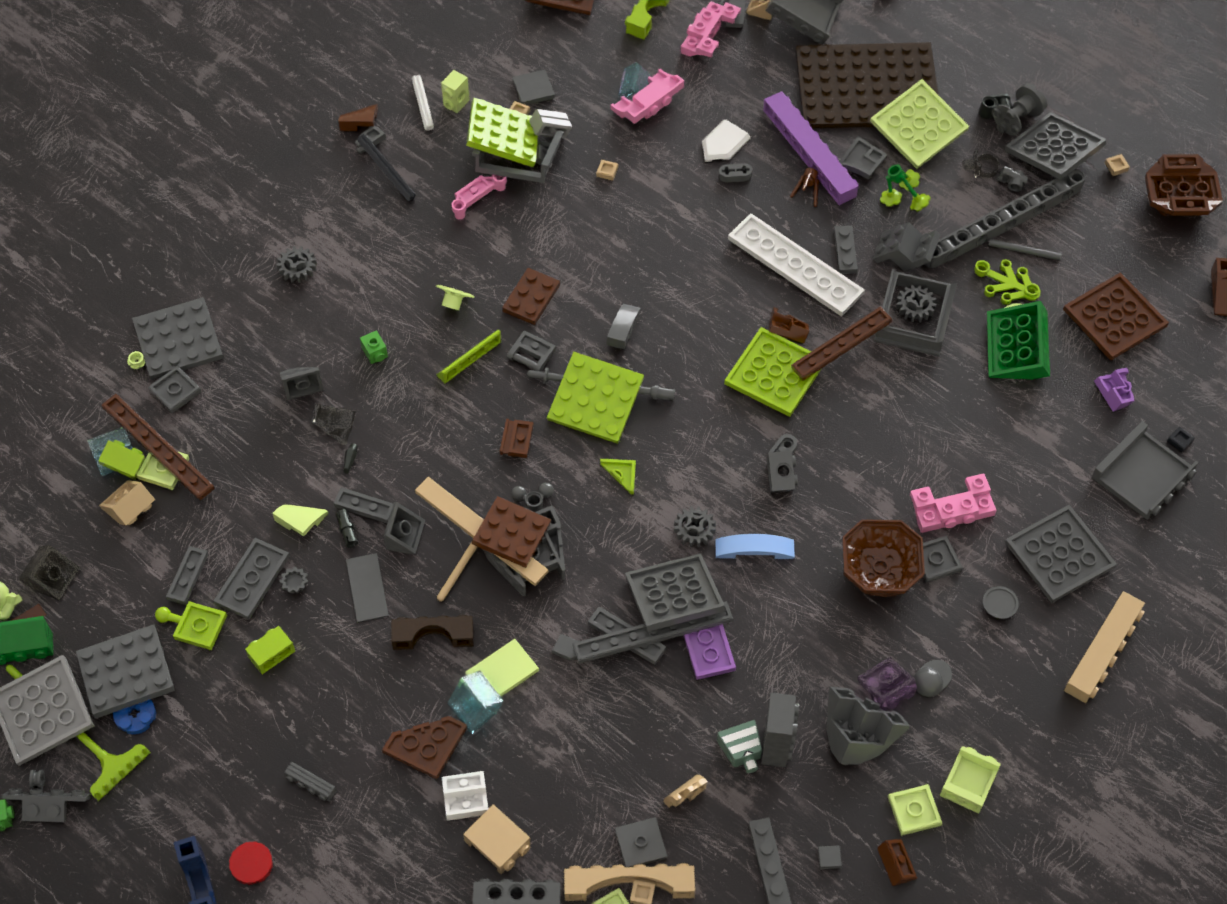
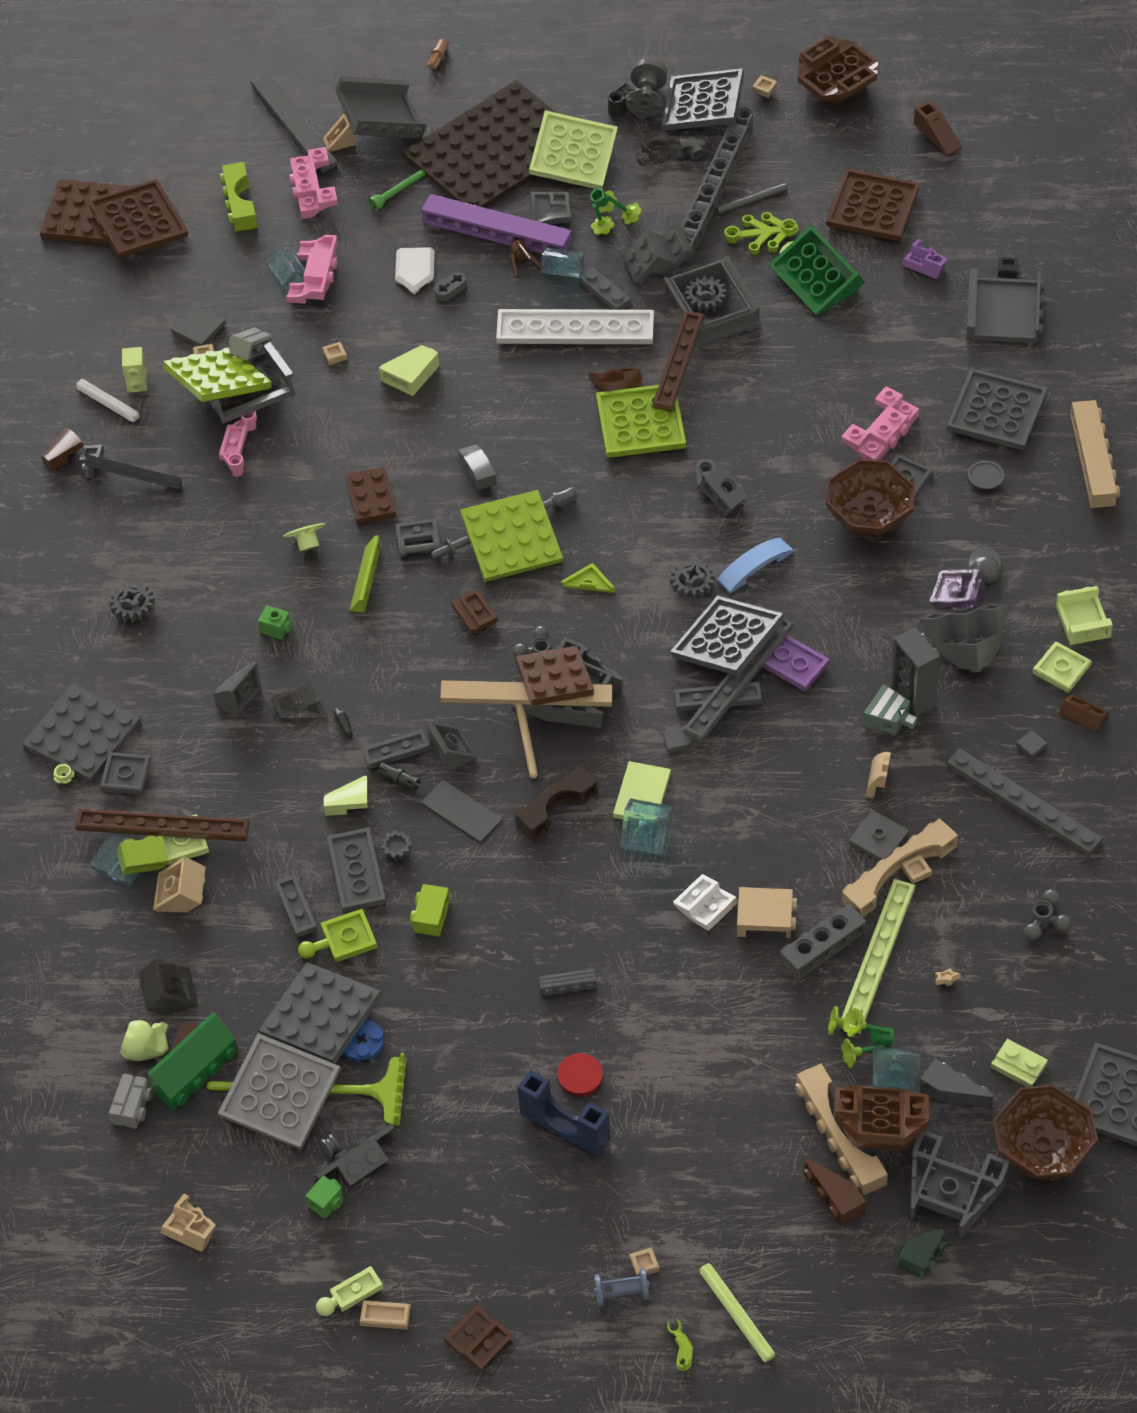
camera: 35 degrees left, 5 degrees down
(426, 745) = (636, 888): reddish brown plate -> none
(646, 218) = (410, 369): none -> yellowish green slope
(745, 73) = (379, 200): none -> bright green piece
(830, 207) = (562, 262): none -> clear light blue brick

